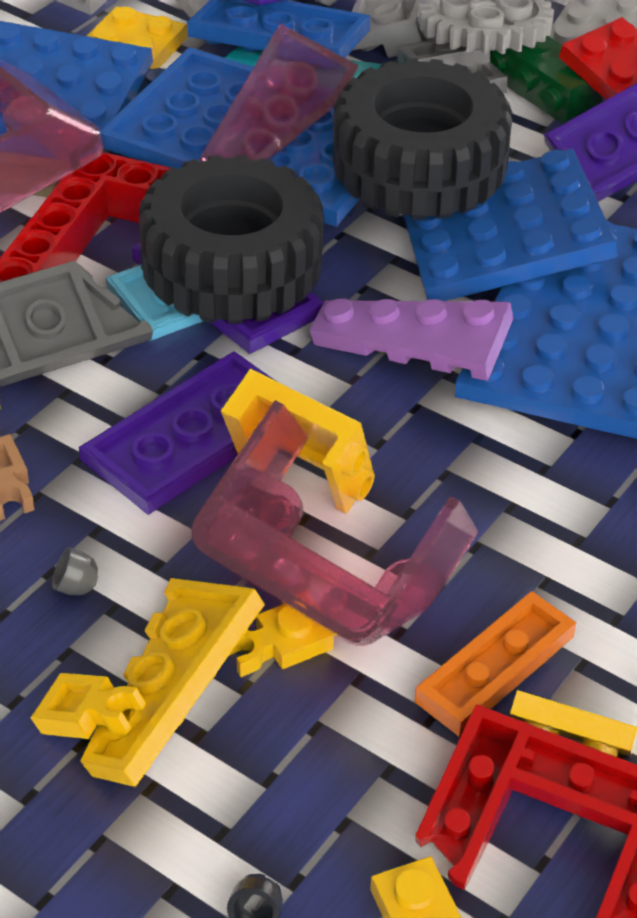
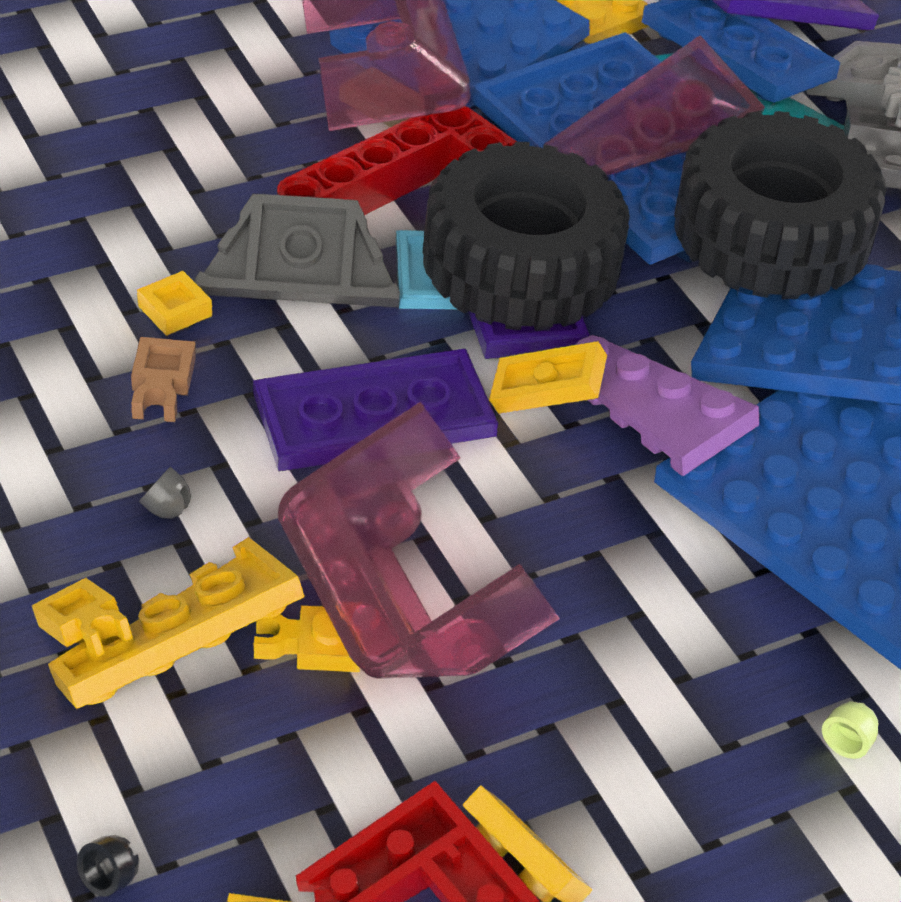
camera: 25 degrees right, 0 degrees up
(323, 346) = (548, 377): none -> yellow plate
(334, 439) = (474, 487): yellow panel -> none
(495, 661) = (501, 752): orange plate -> none

